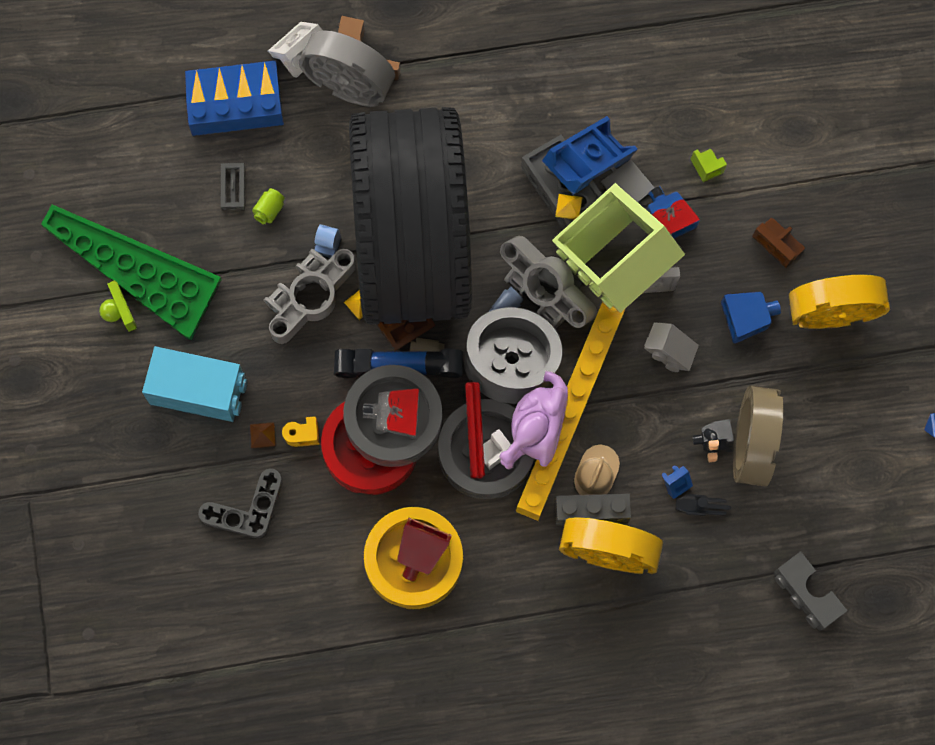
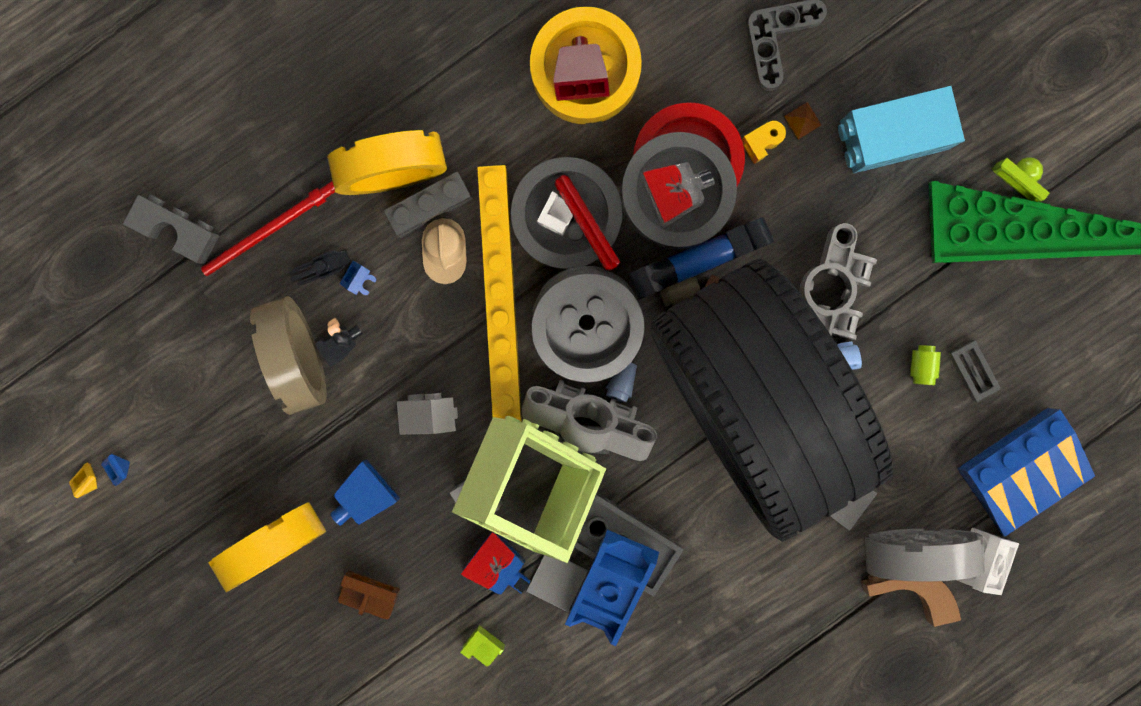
camera: 155 degrees right, 15 degrees up
(538, 423) = (522, 254): lavender piece -> none
(568, 206) = (606, 516): yellow slope -> none
(681, 561) = (316, 197): none -> red bar

